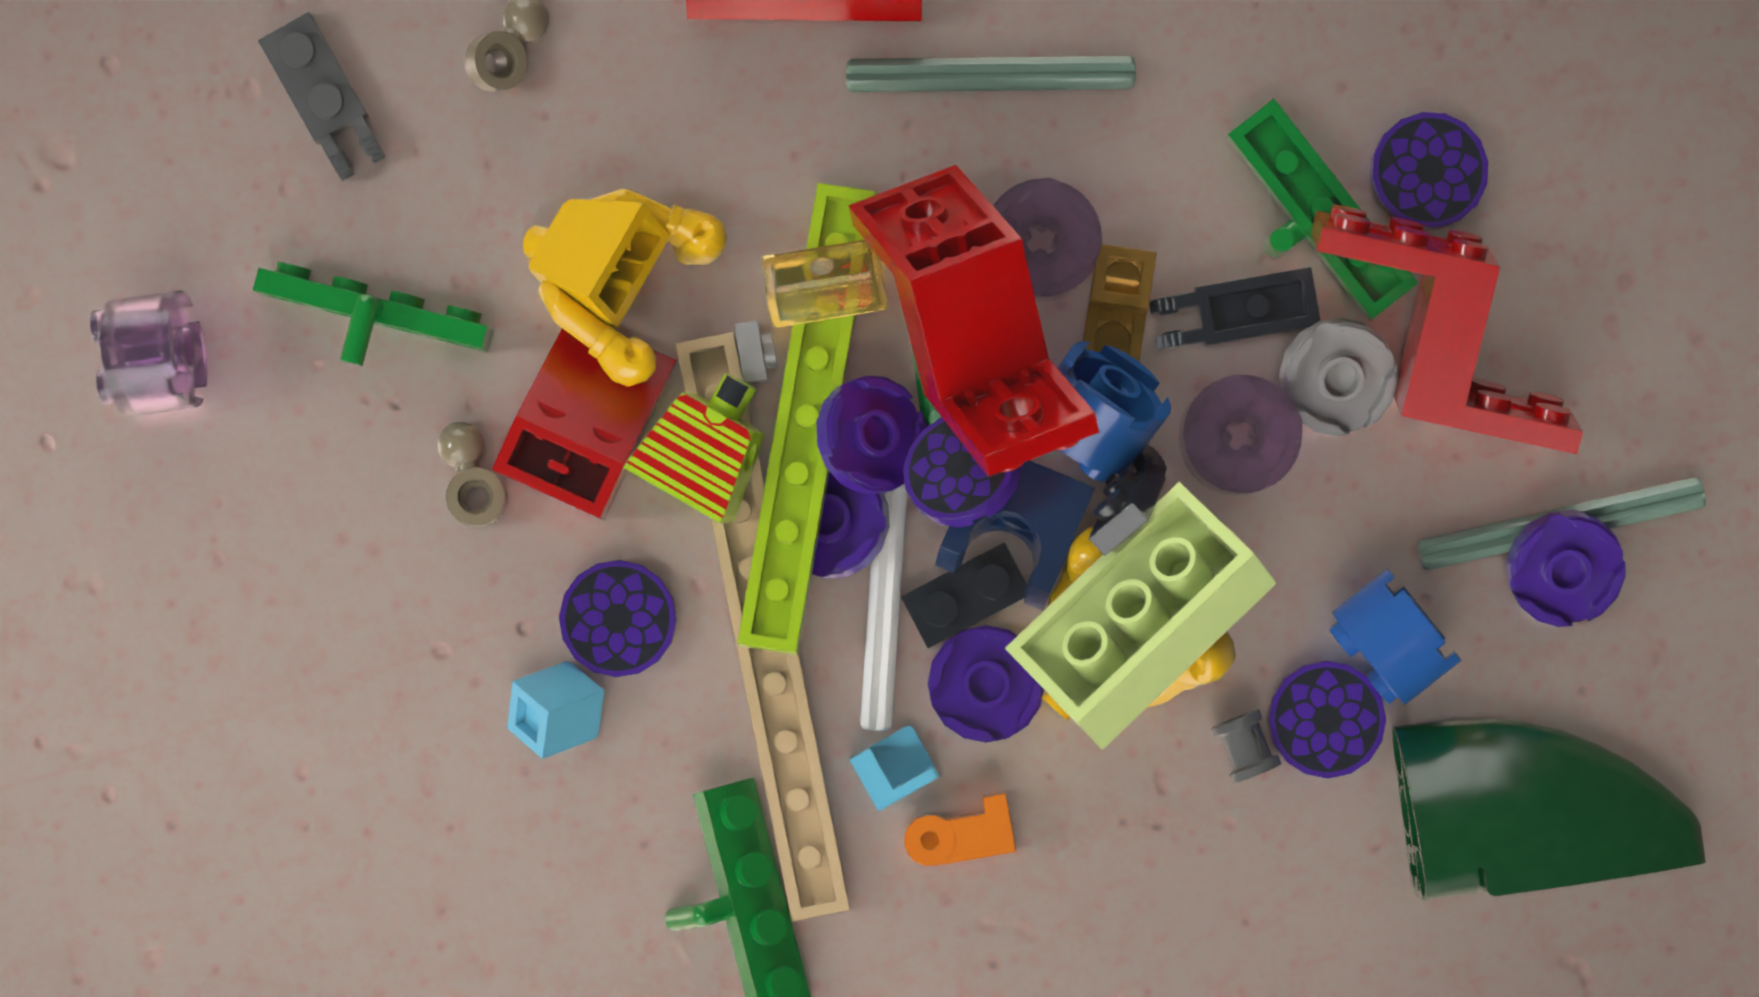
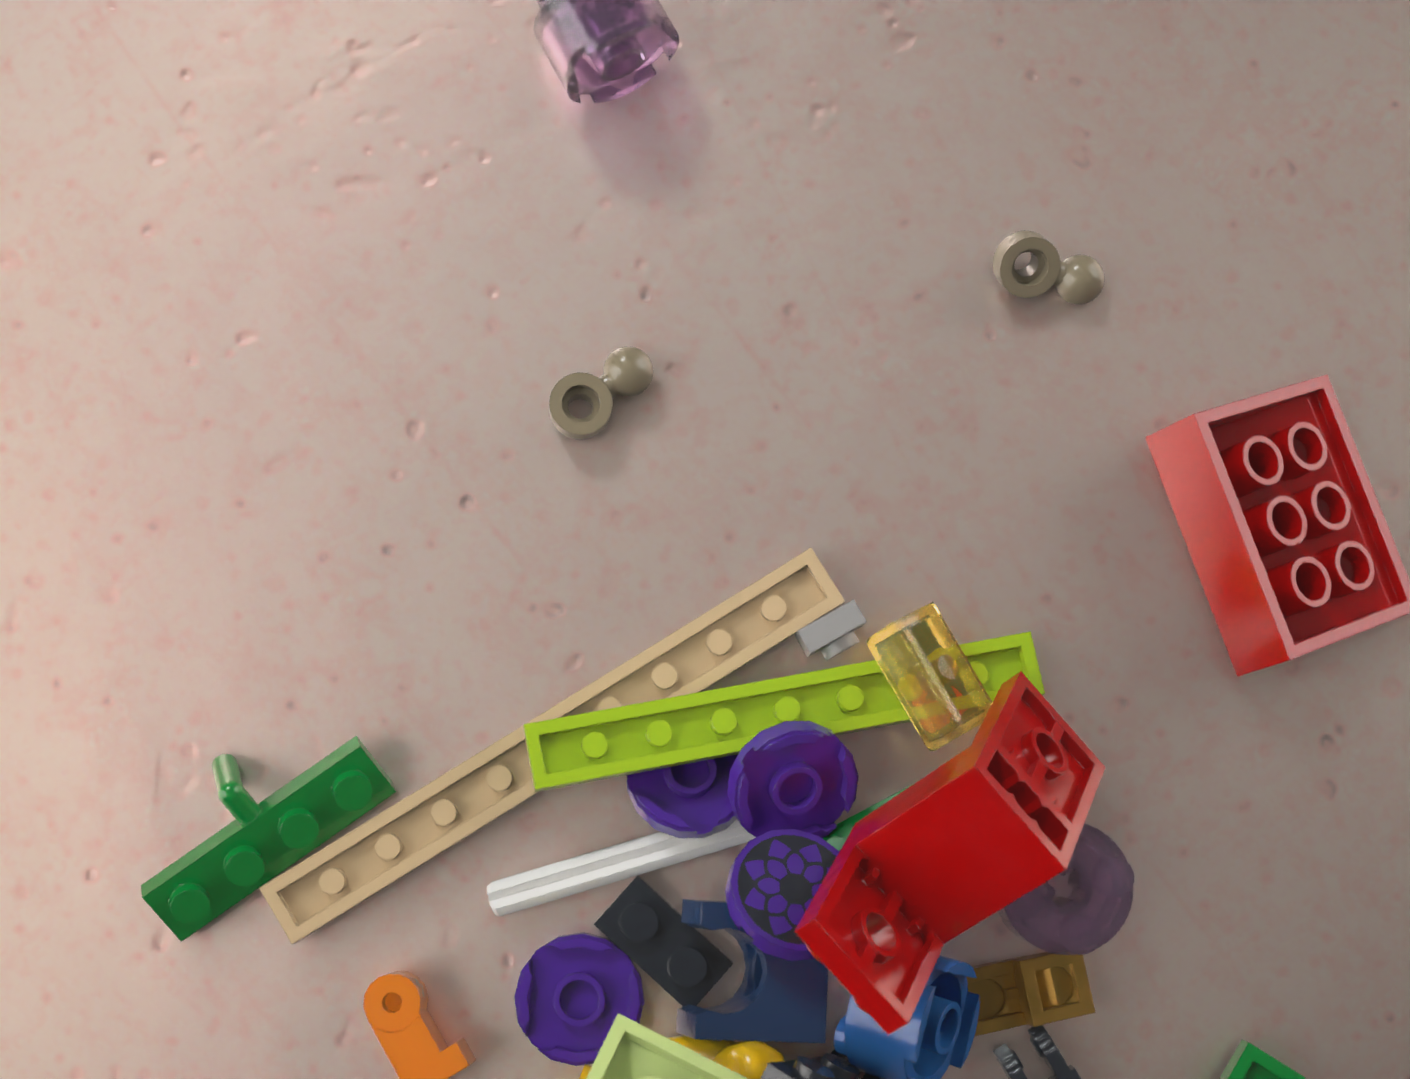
camera: 70 degrees right, 5 degrees down
(319, 90) = (929, 105): dark grey hinge -> none
(350, 300) = (731, 209): green plate -> none
(555, 709) = (394, 564): medium azure panel -> none
(579, 427) = (701, 483): red slope -> none
(599, 259) = (869, 438): yellow torso -> none
(617, 618) = (510, 593): tile -> none
(703, 450) = (711, 614): torso -> none
(894, 767) = (456, 936): medium azure panel -> none
(990, 73) = (1211, 770): sand green axle -> none

